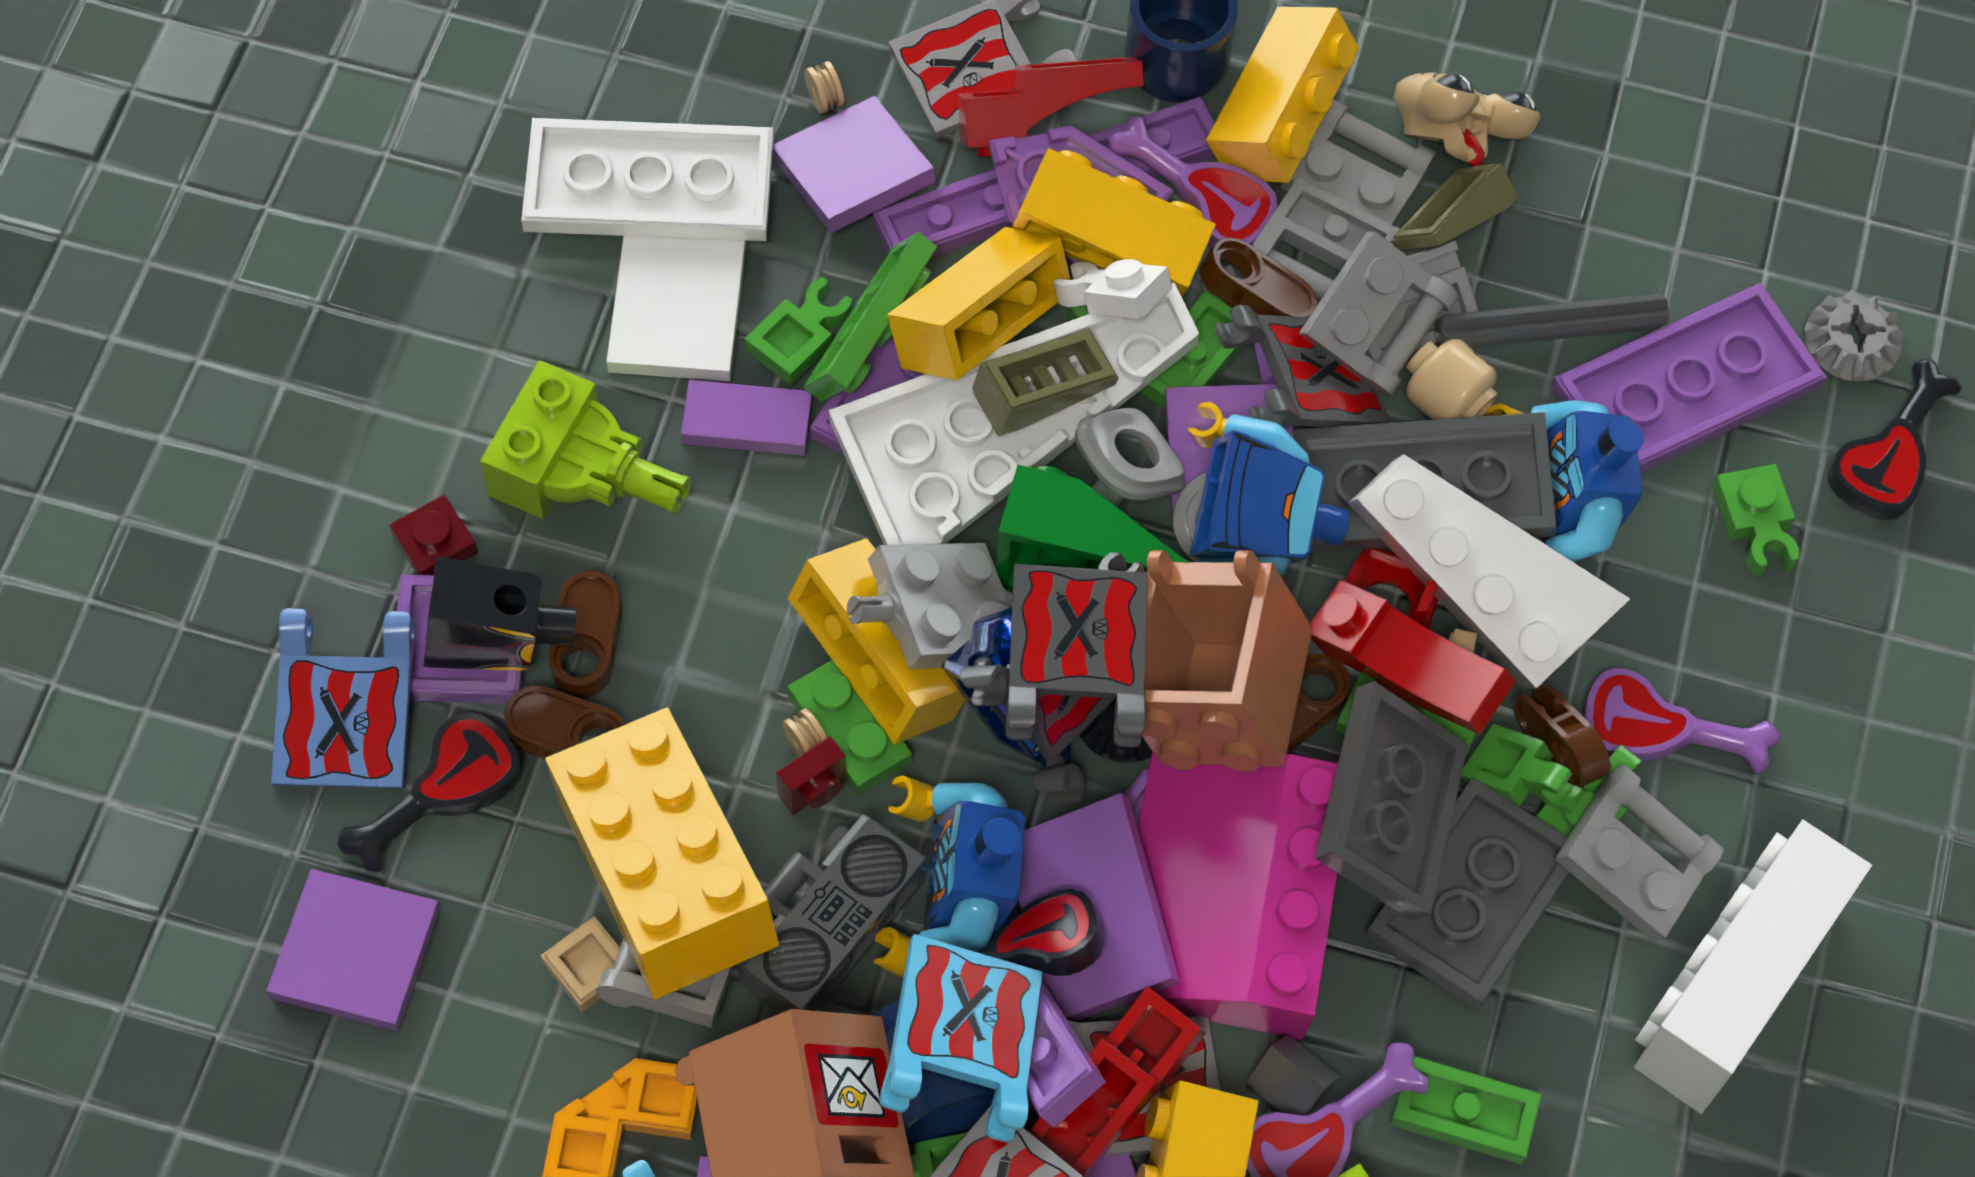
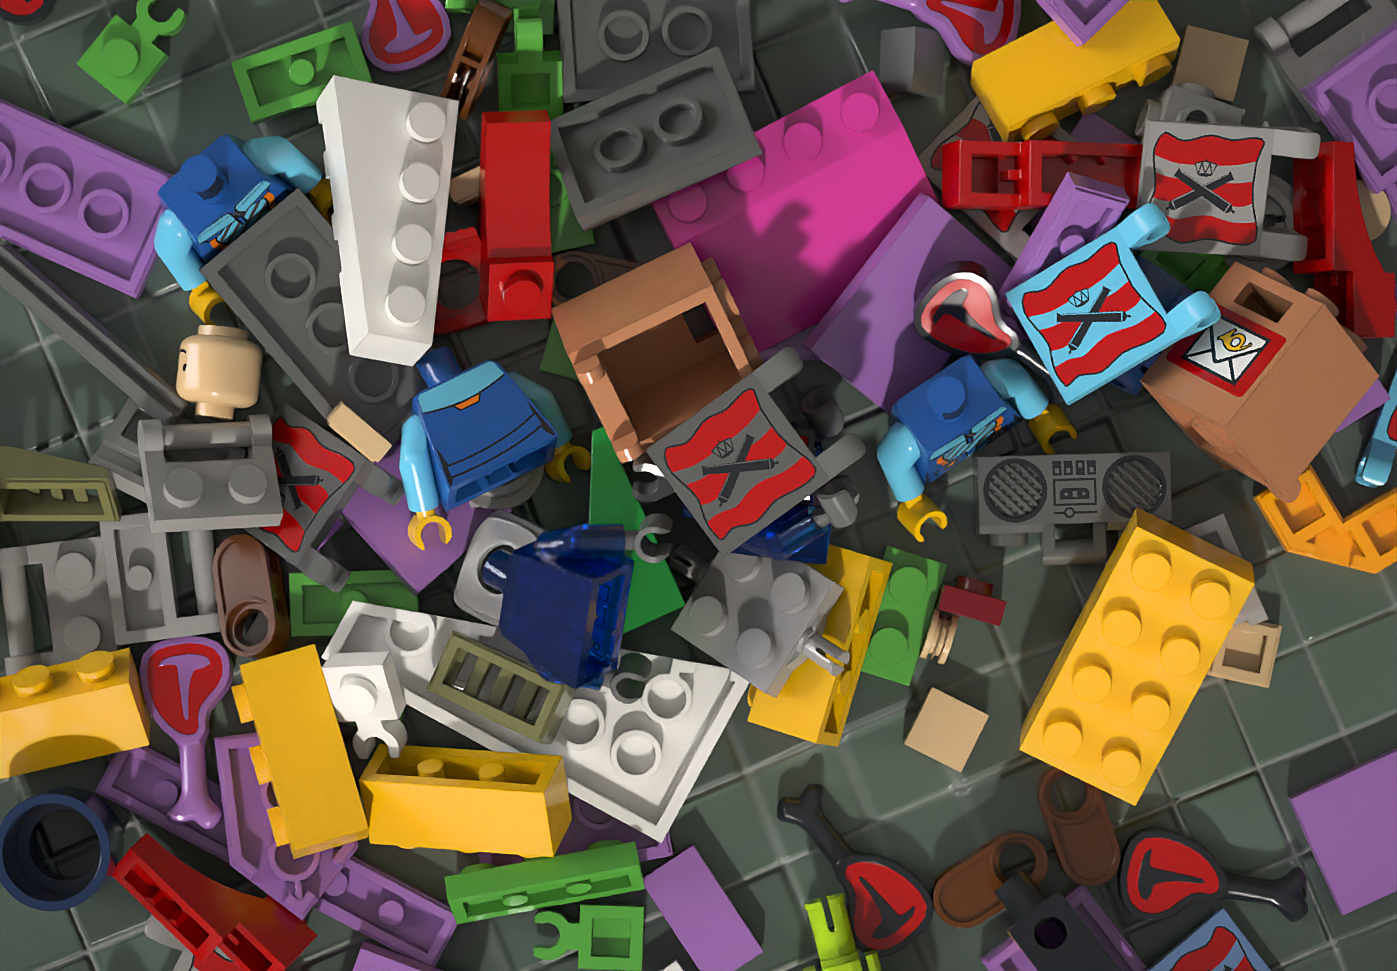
camera: 125 degrees left, 25 degrees up
(645, 551) = (884, 898): none -> black piece
(729, 691) = (945, 729): none -> tan tile
(1067, 444) = (571, 600): none -> clear blue torso
(1328, 427) = (358, 432): none -> tan tile
(1644, 627) = (298, 71): none -> bright green plate

